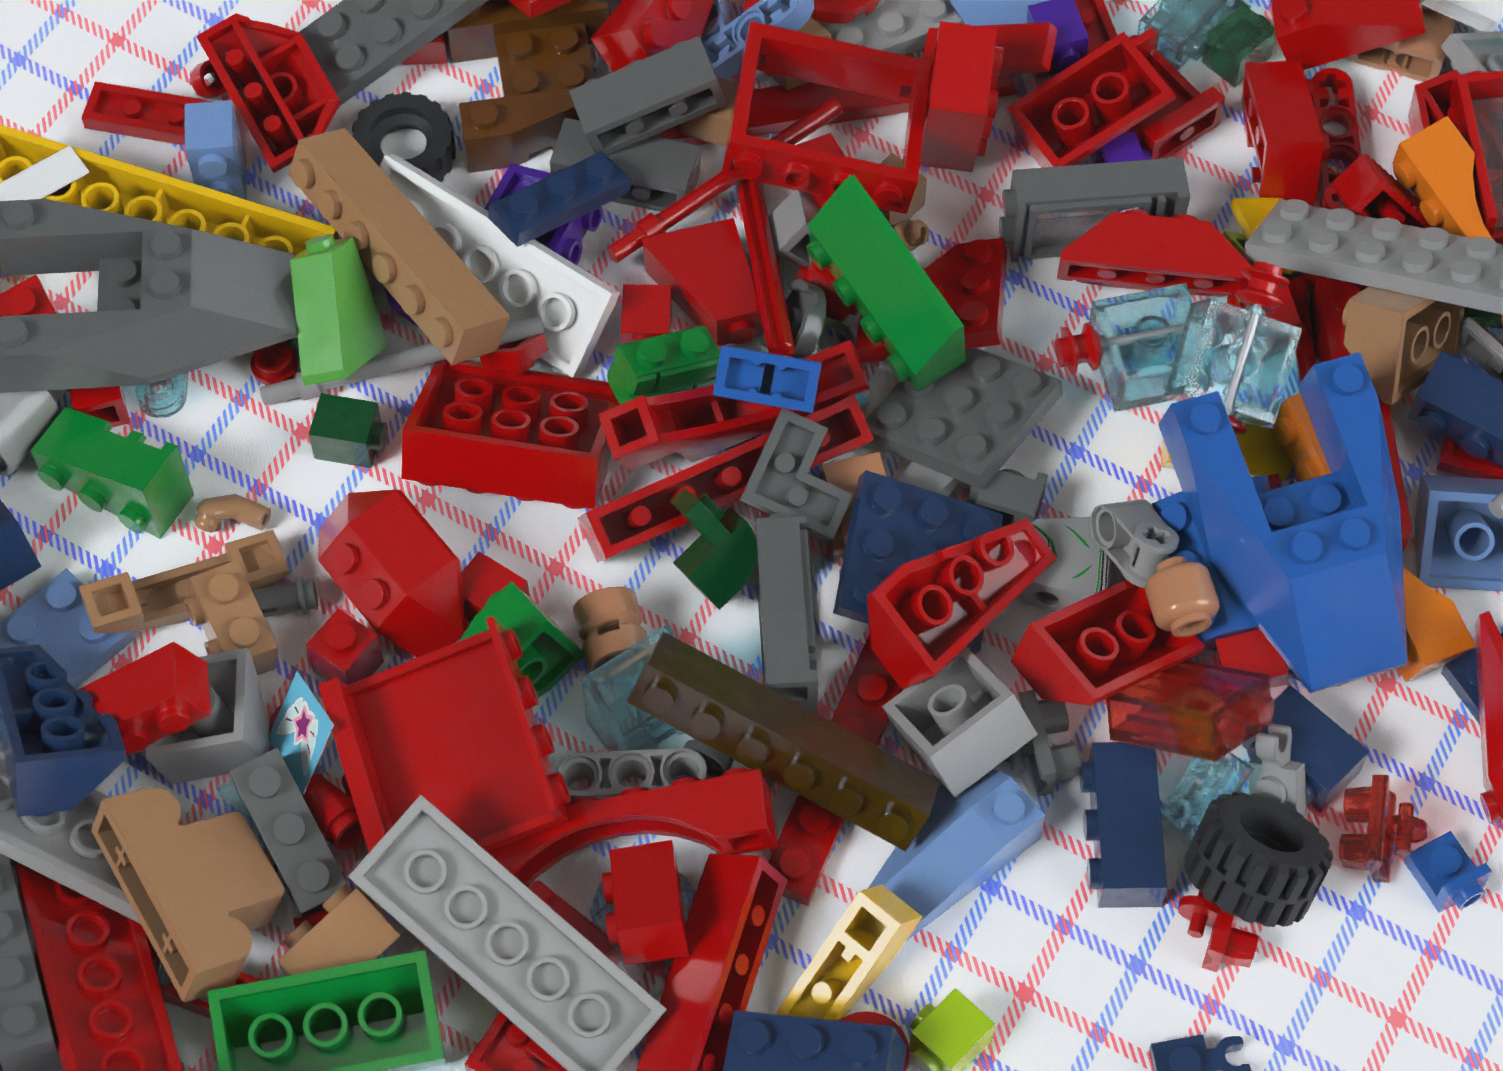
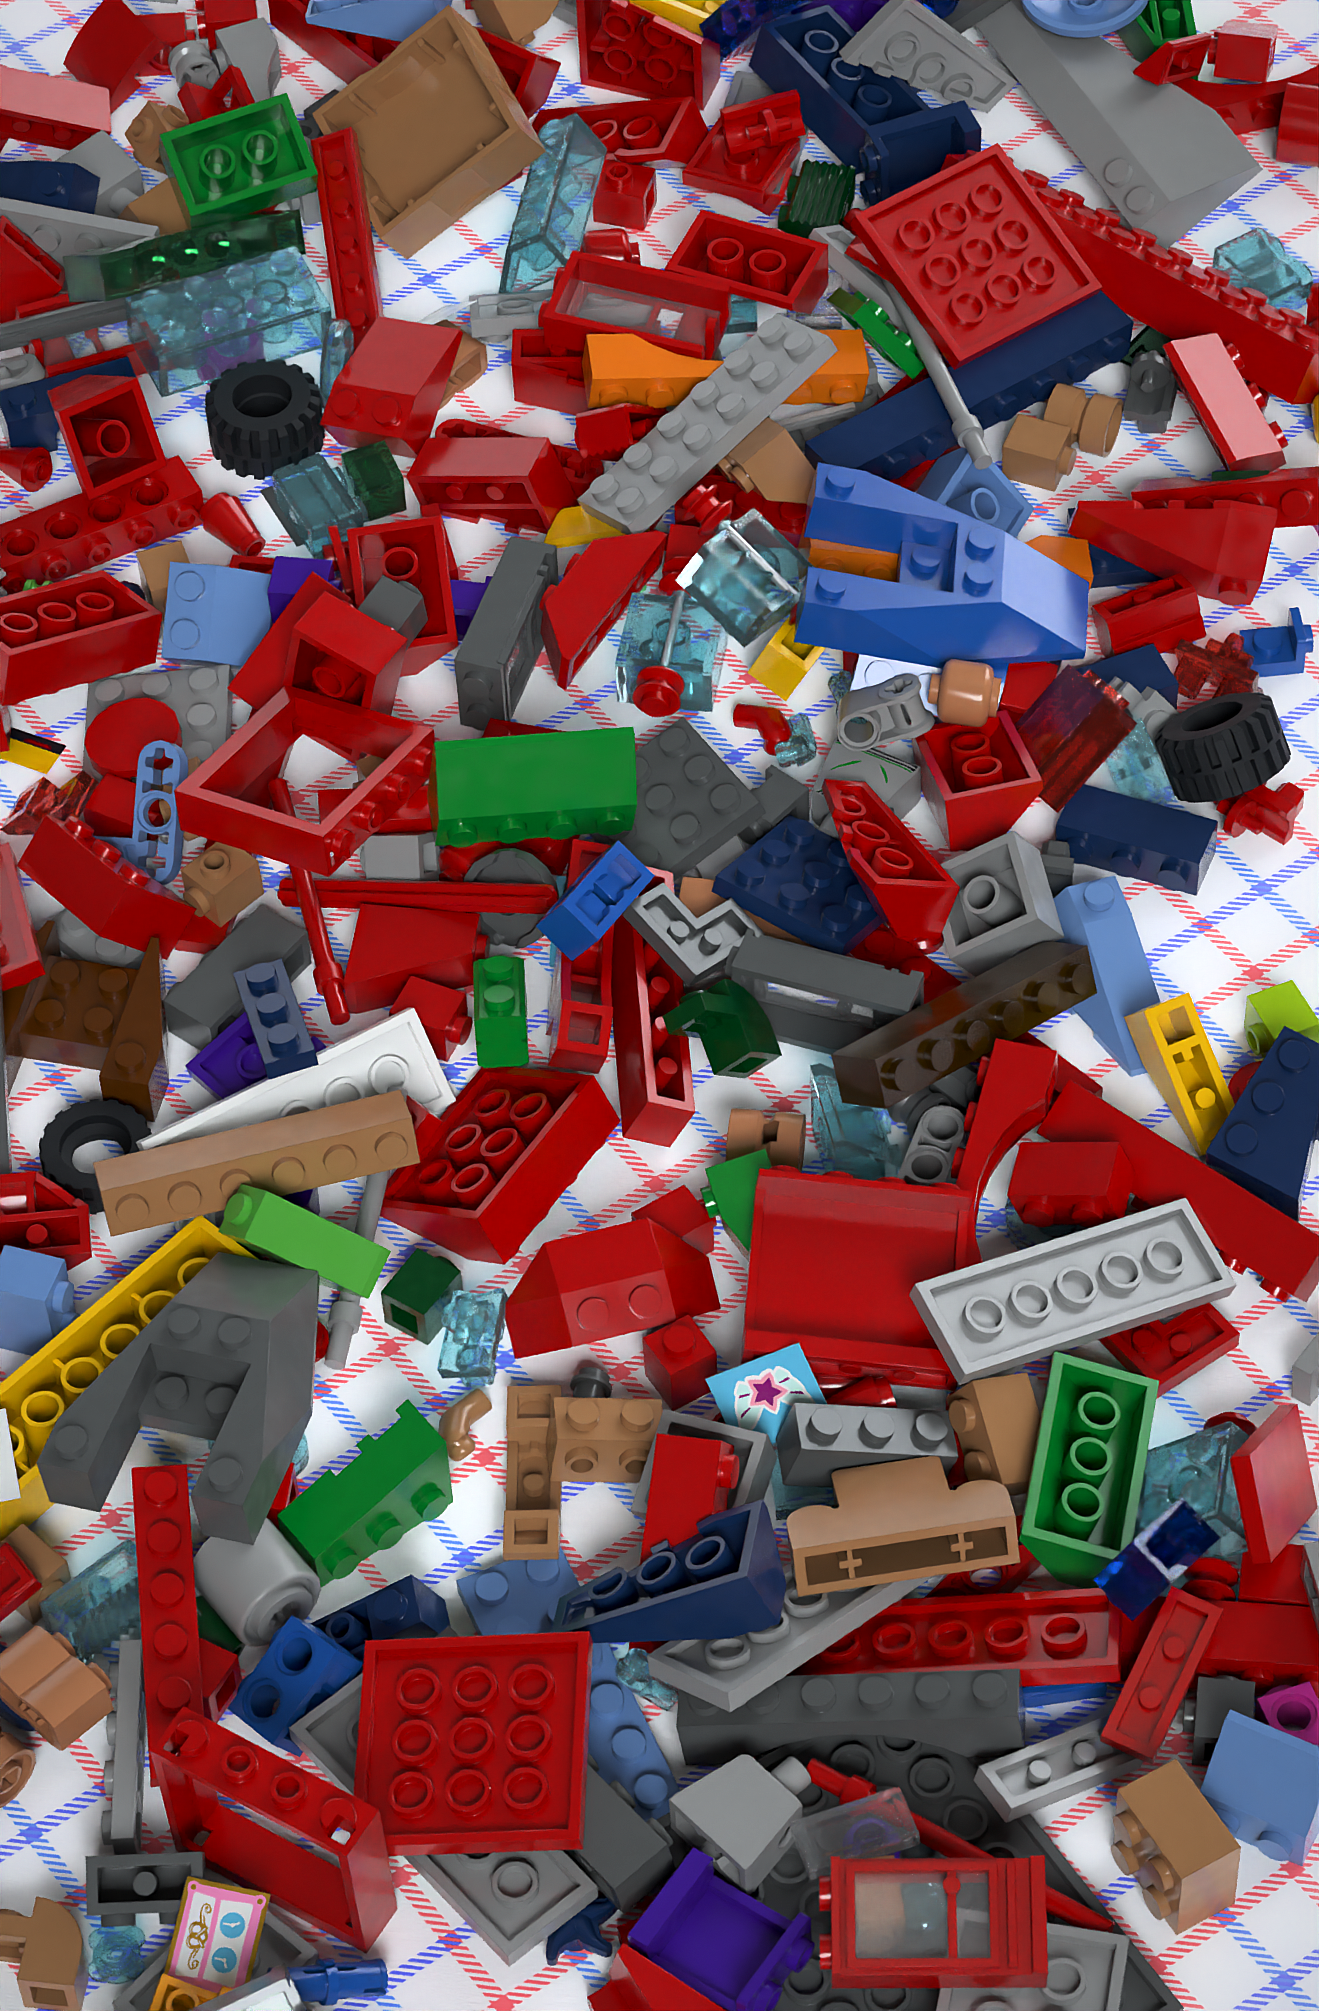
camera: 65 degrees left, 10 degrees down
(311, 481) = (472, 1336): none -> clear light blue hips
(648, 96) = (201, 907): dark grey brick -> none
(1038, 104) = (397, 606): none -> dark grey brick
(1093, 492) = (802, 743): none -> clear light blue arm
(1114, 463) = (767, 720): none -> red arm
(1405, 739) = (1150, 615): none -> red brick

